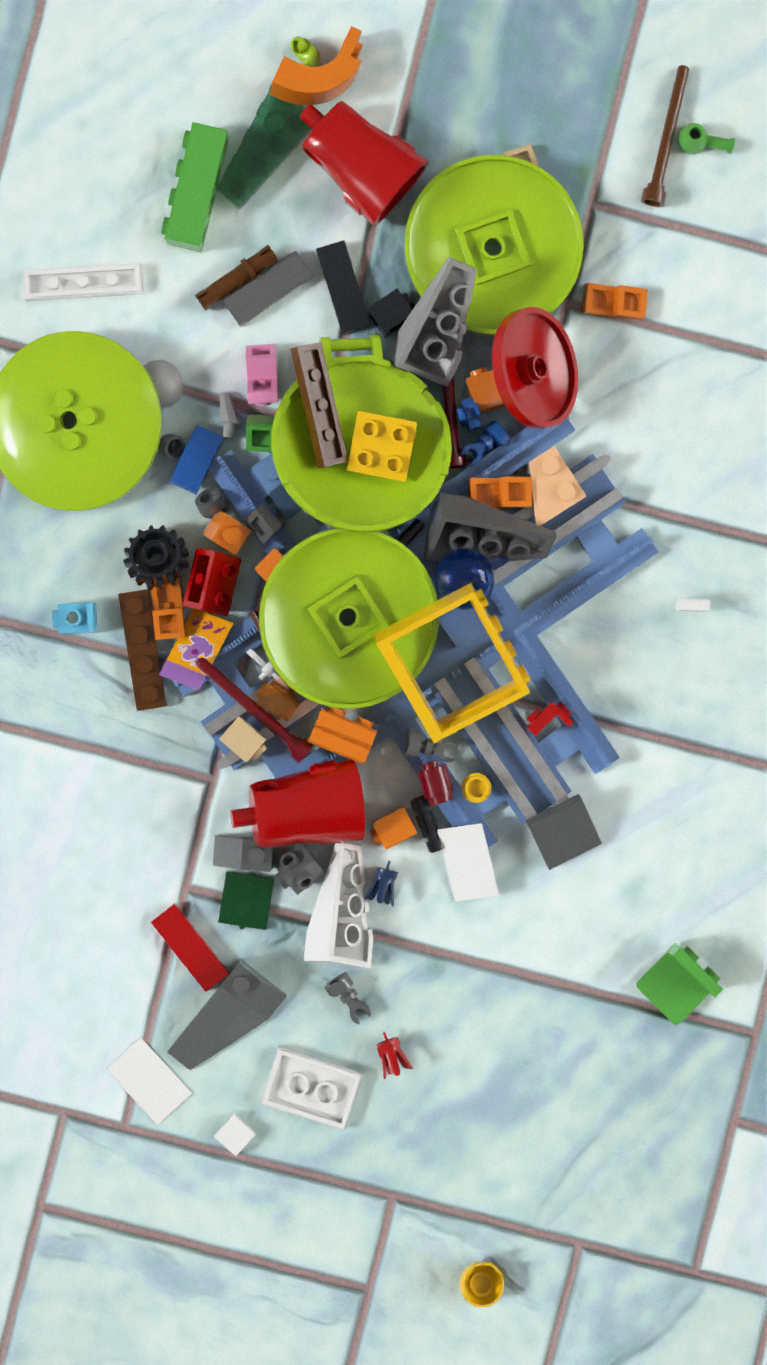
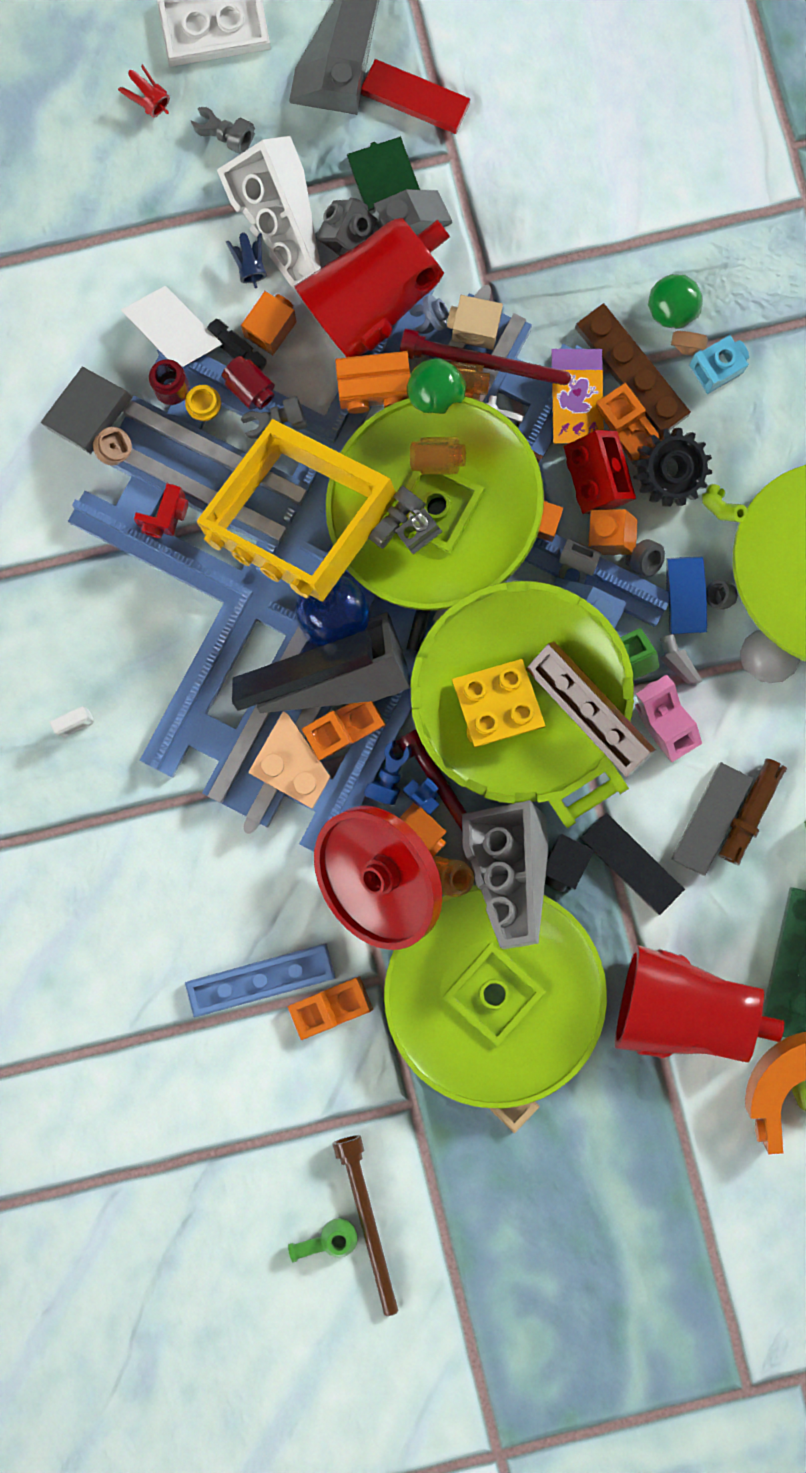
camera: 155 degrees right, 5 degrees down
(82, 684) = (675, 301): none -> green hair
(90, 647) = (689, 342): none -> medium nougat tile
(135, 507) = (723, 511): none -> lime arm
(270, 762) = (435, 314): none -> sand blue plate
(303, 700) = (435, 386): none -> green hair
(330, 645) = (437, 455): none -> clear orange brick
(367, 599) = (425, 527): none -> dark grey piece
(369, 624) = (386, 528): none -> dark grey piece
(479, 343) = (454, 875): none -> clear orange brick
(502, 818) = (163, 374): none -> dark red brick
(510, 545) = (302, 670): none -> black tile
(559, 789) = (112, 446): none -> medium nougat tile
(653, 348) = (260, 980): none -> medium blue tile

